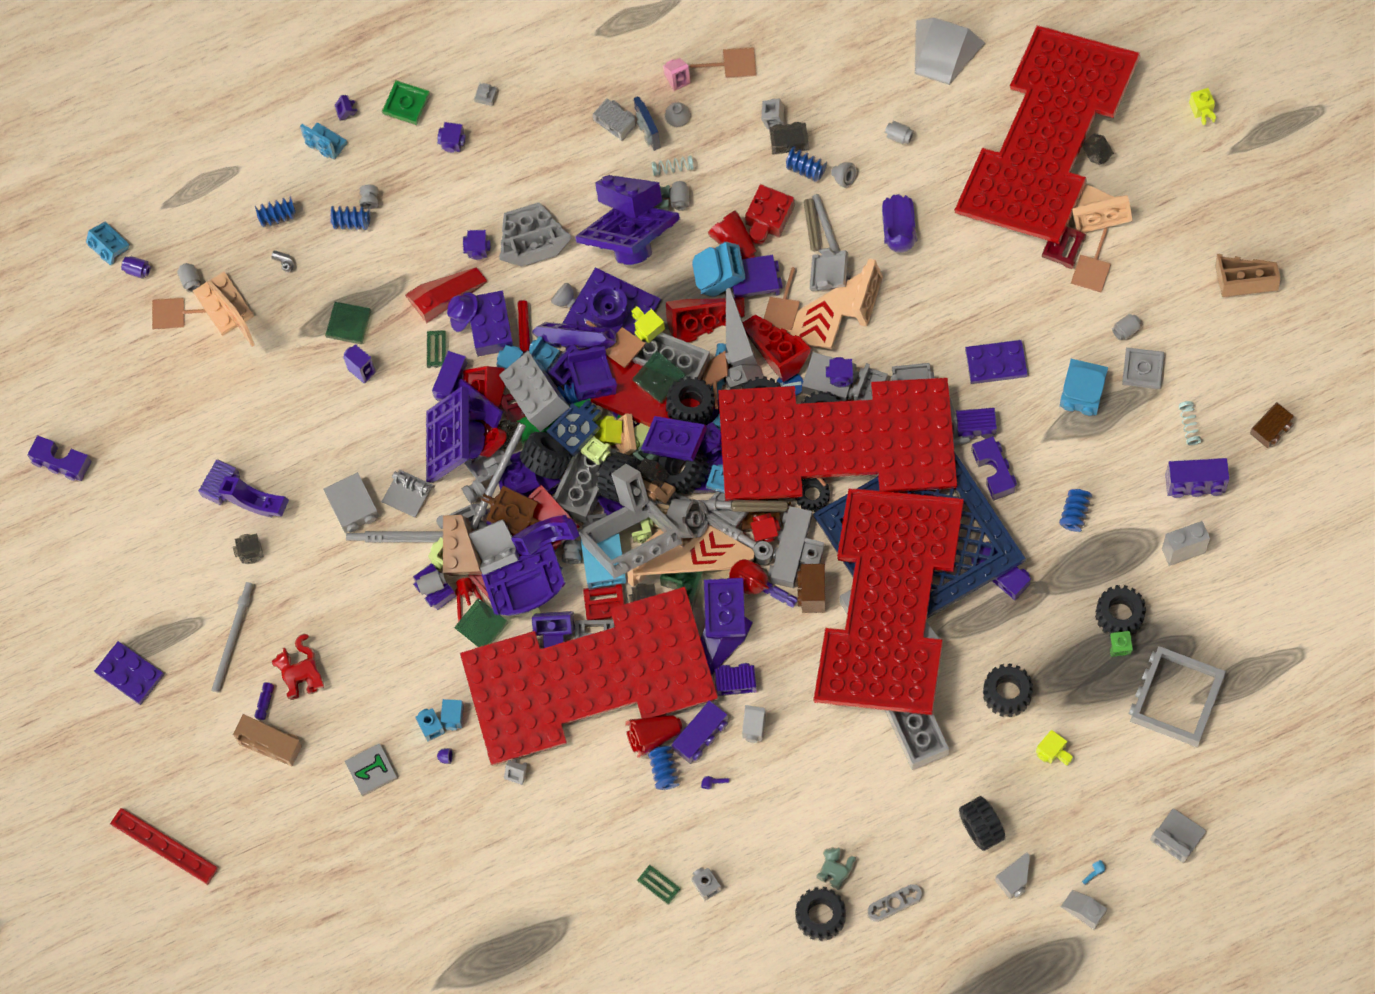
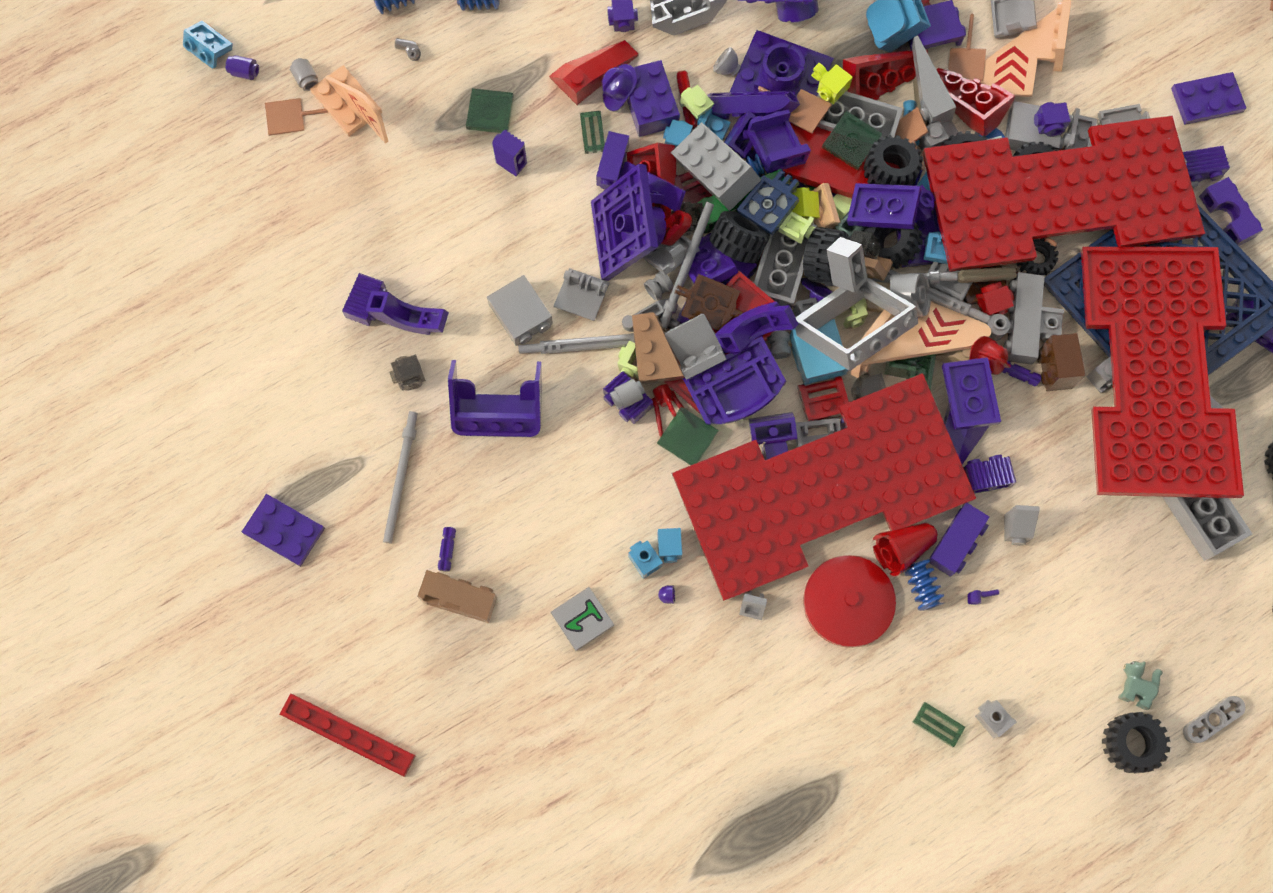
camera: 15 degrees left, 5 degrees up
(72, 466) = (193, 294): dark purple arch -> none
(299, 672) = (485, 511): red animal -> none
(317, 590) = (495, 413): none -> dark purple windscreen
(528, 330) = (696, 101): none -> yellowish green bracket
(599, 776) = (849, 601): none -> red dish

